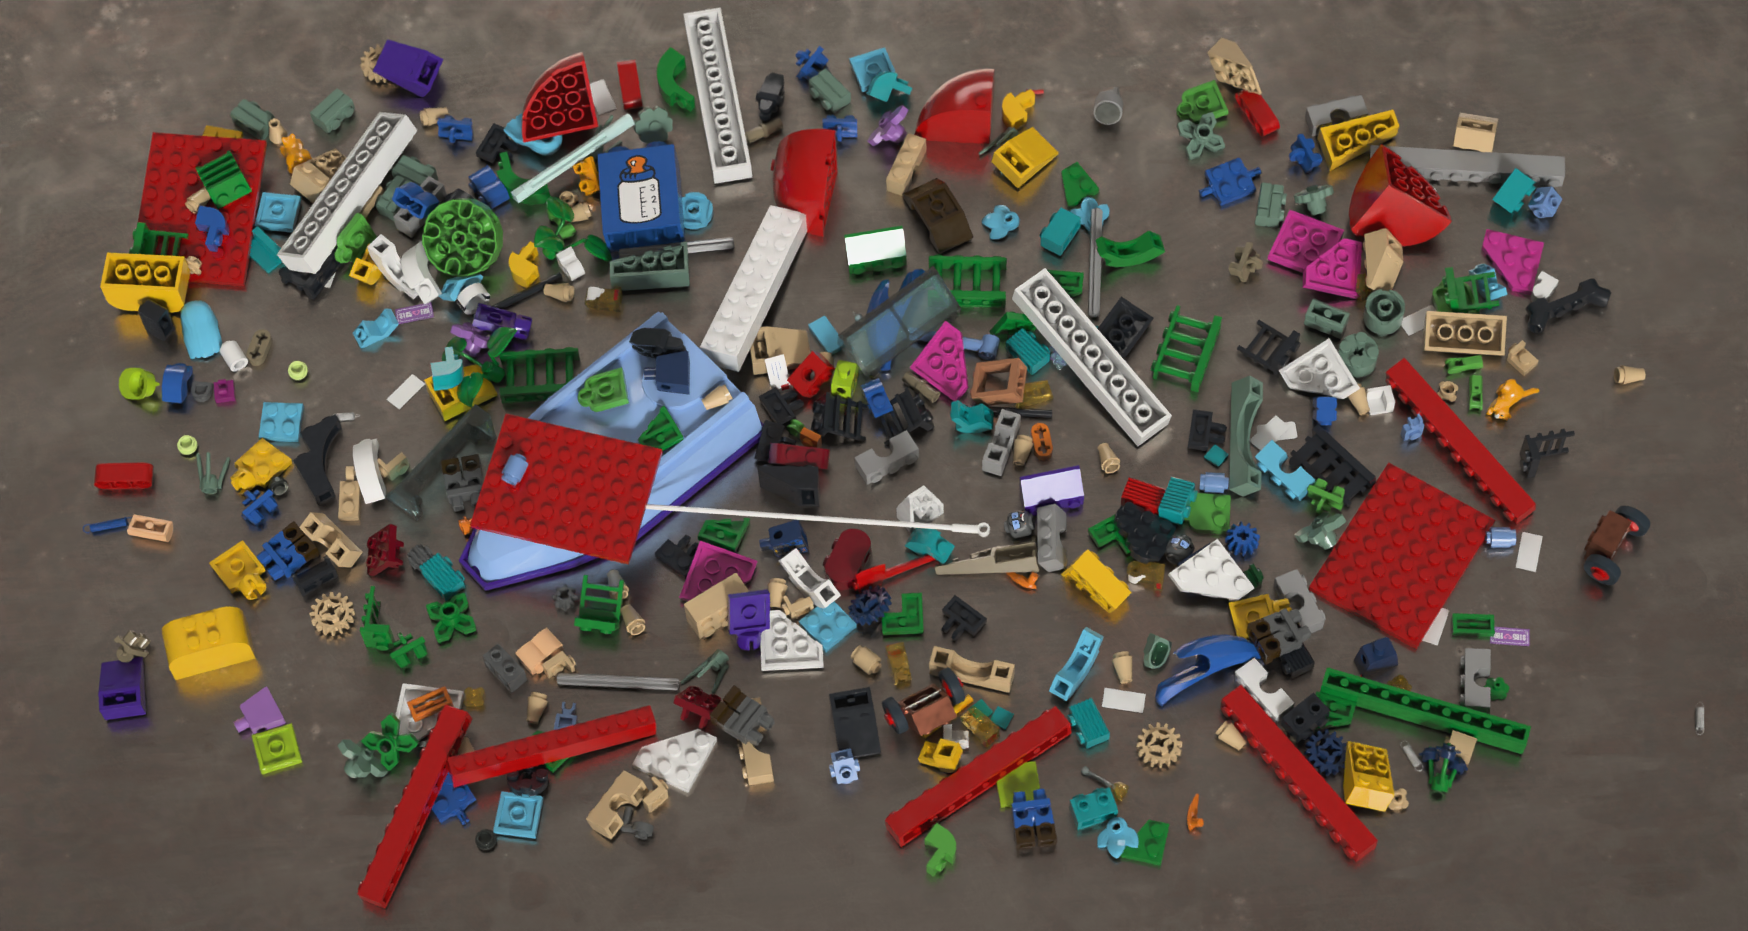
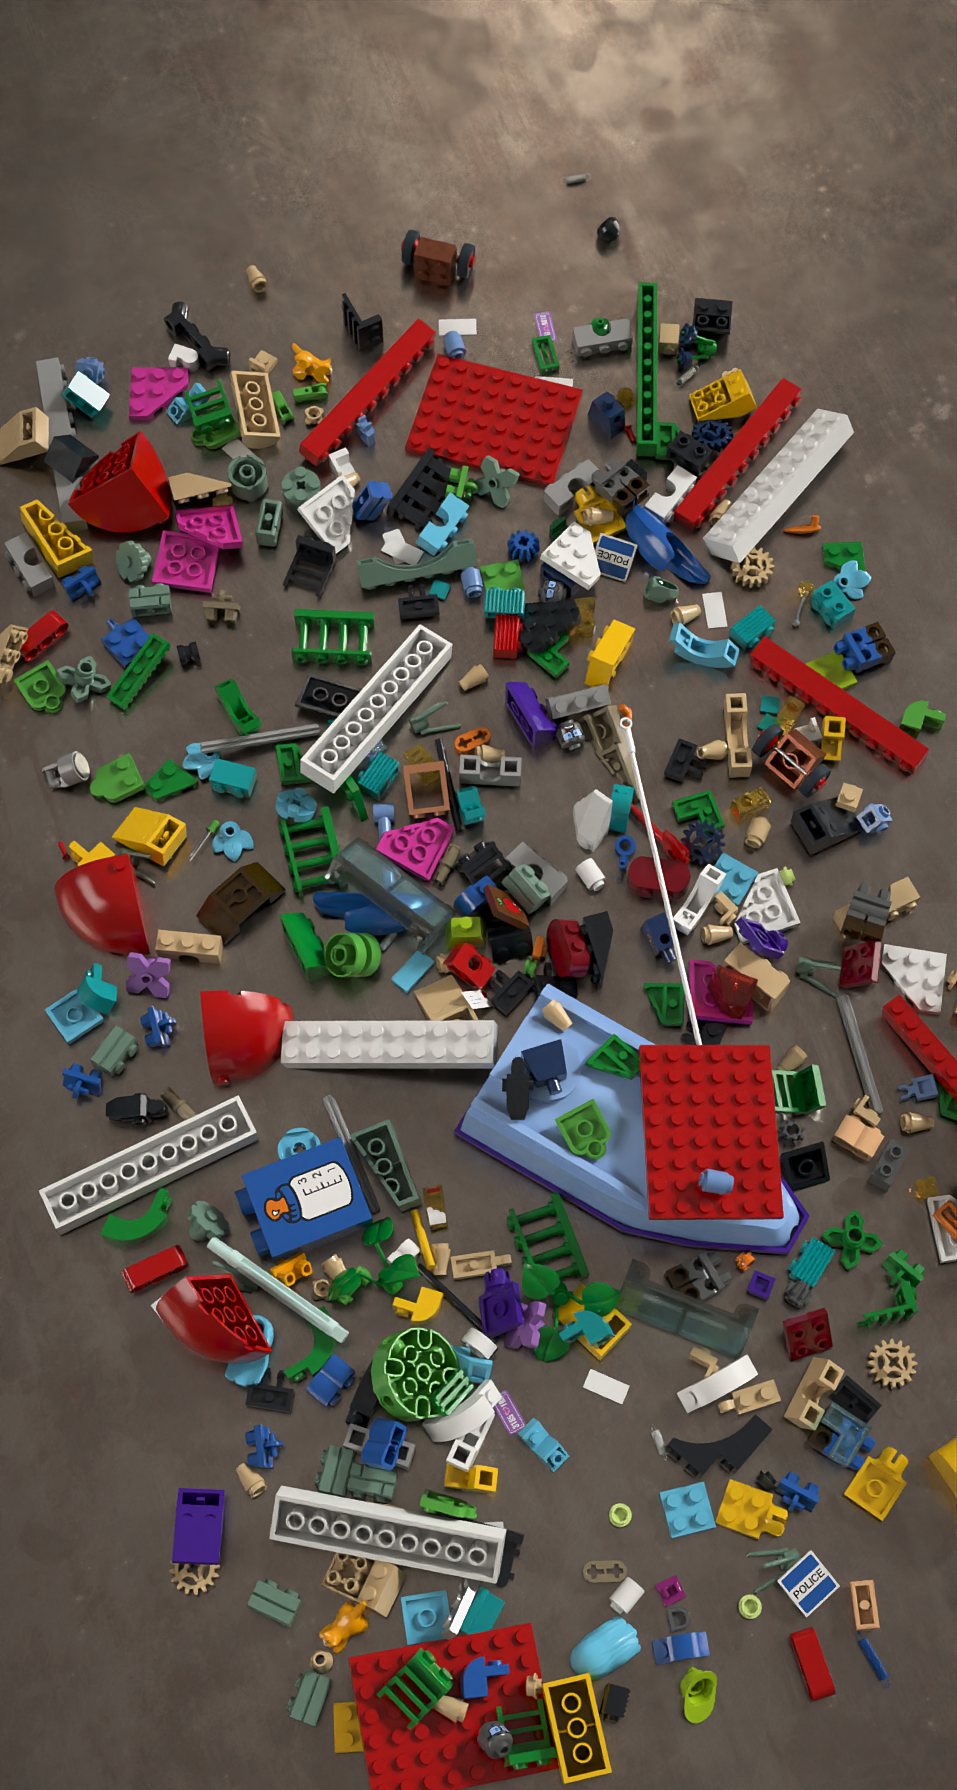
camera: 110 degrees left, 5 degrees up
(162, 222) = (495, 1738): none -> dark grey head
(184, 490) = (808, 1583): none -> piece
(275, 232) = (460, 1607): none -> light grey plate
(282, 548) = (851, 1431): none -> clear light blue brick
(427, 258) = (457, 1375): none -> tile
(440, 531) = (761, 1285): none -> dark purple plate
(530, 599) = (805, 1166): none -> black slope
(543, 319) = (477, 1264): none -> tan plate
(579, 280) = (422, 1239): none -> yellow bar
(705, 574) = (731, 991): none -> clear red slope
(812, 672) = (787, 876): none -> yellowish green plate
(850, 280) = (352, 954): none -> bright green wheel
(852, 410) = (505, 907): none -> reddish brown tile
(869, 437) = (526, 888): none -> sand green brick
(869, 503) = (591, 875): none -> white brick
(874, 750) = (849, 797): none -> tan bracket
(885, 538) = (624, 854): none -> blue plate
(963, 643) = (714, 750): none -> tan cone
(1008, 268) = (295, 805): none -> medium azure plate
(1017, 208) = (210, 830): none -> piece
(1073, 401) = (420, 721): none -> sand green plant
(1089, 144) = (117, 780): none -> bright green plate
(1194, 178) = (138, 671): none -> green gear
(1204, 225) = (188, 653): none -> black wheel
(1204, 616) = (614, 556): none -> piece
(1245, 795) = (778, 485): none -> white brick
(1252, 607) = (596, 516): none -> tan cone
(1442, 163) = (69, 457): none -> black slope
(1472, 795) = (712, 315): none -> black slope
(1618, 727) = (609, 229): none -> black cone

